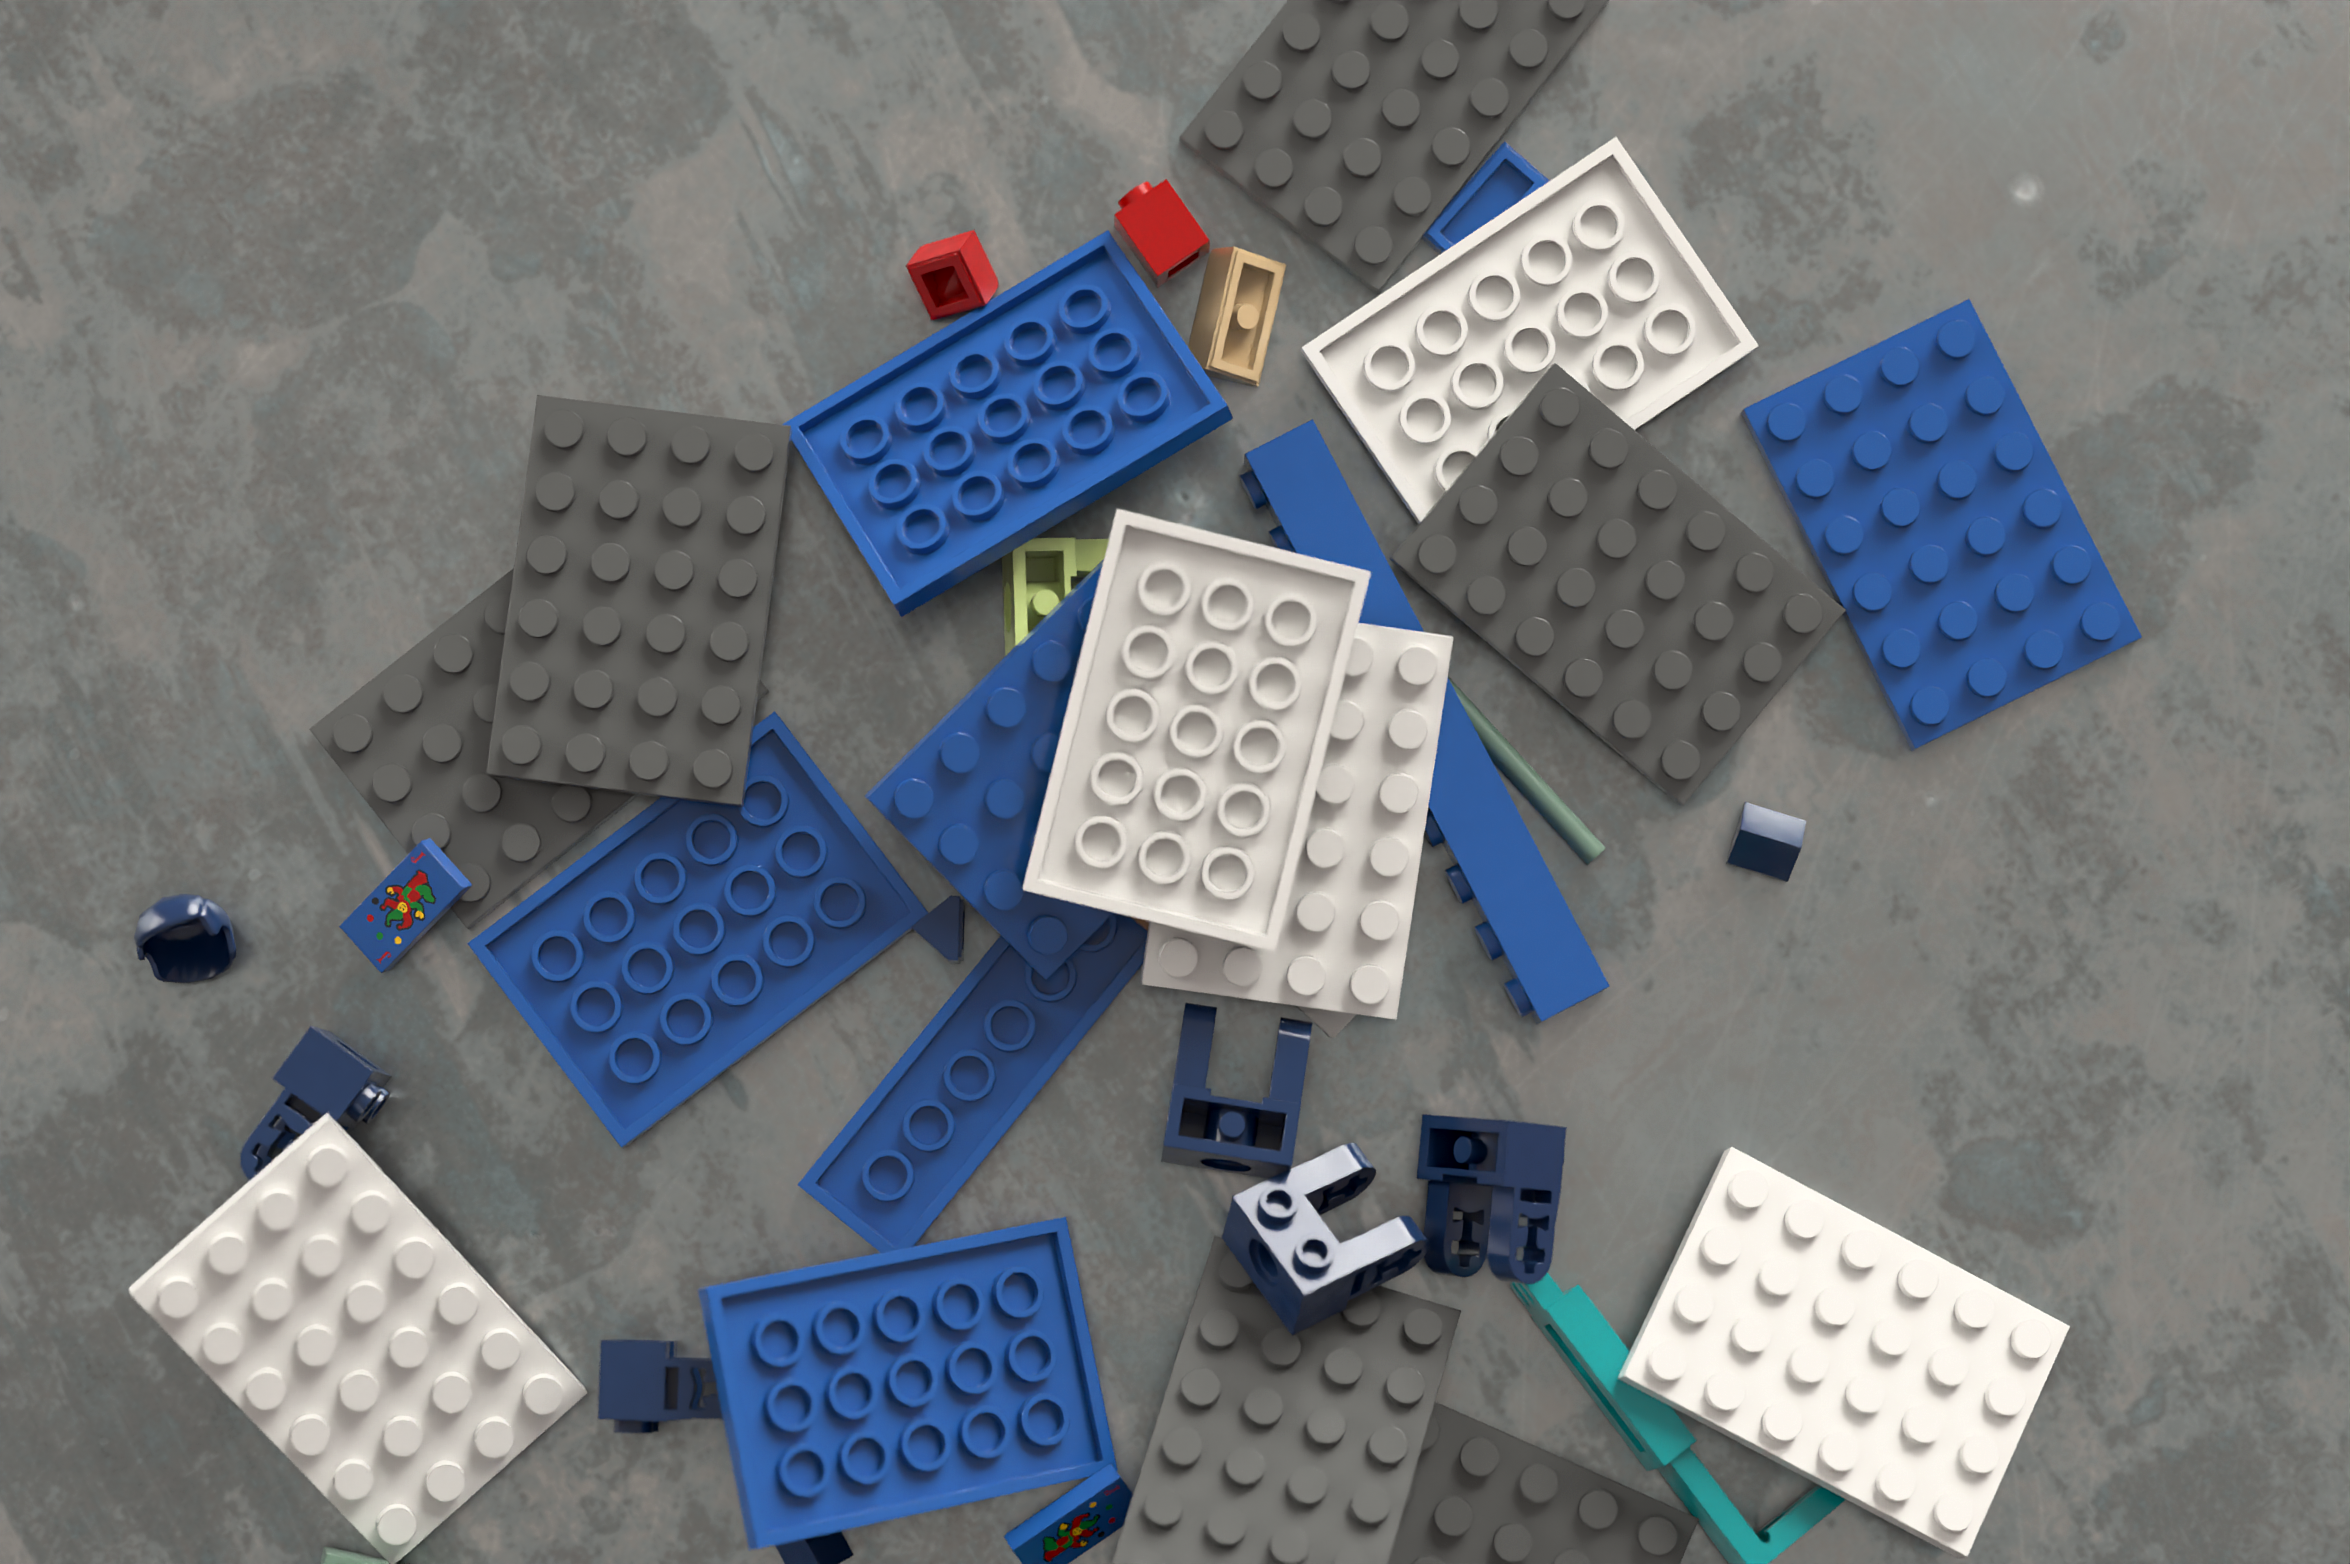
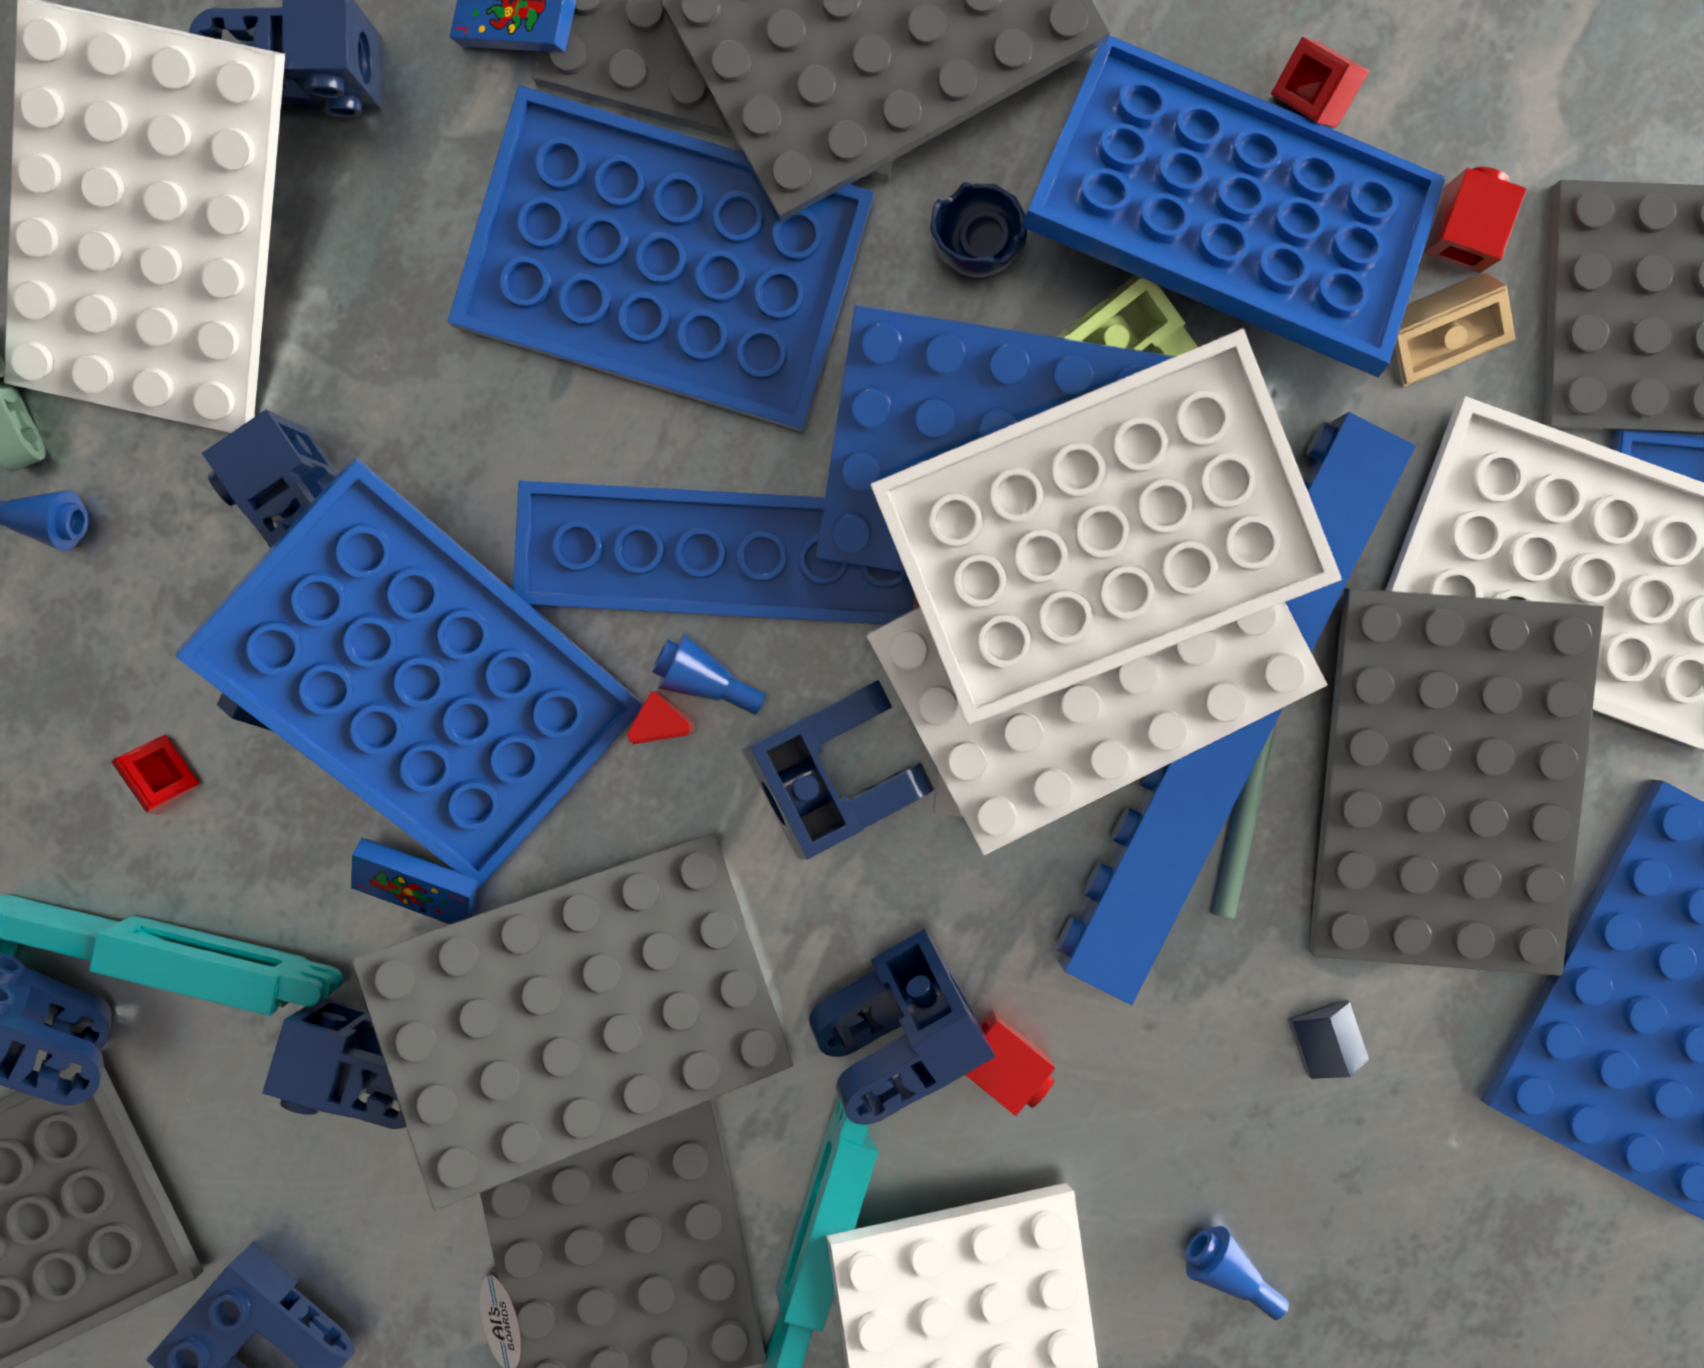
camera: 55 degrees right, 5 degrees up
(869, 646) = (978, 229): none -> dark blue hair
(945, 929) = (800, 450): dark blue slope -> none
(1065, 1154) = (694, 672): none -> blue cone
(1088, 1212) = (659, 721): none -> red slope
(1294, 1254) = (741, 909): dark blue brick -> none
(1595, 1124) = (1018, 1071): none -> red brick
(1892, 1068) = (1221, 1264): none -> blue cone

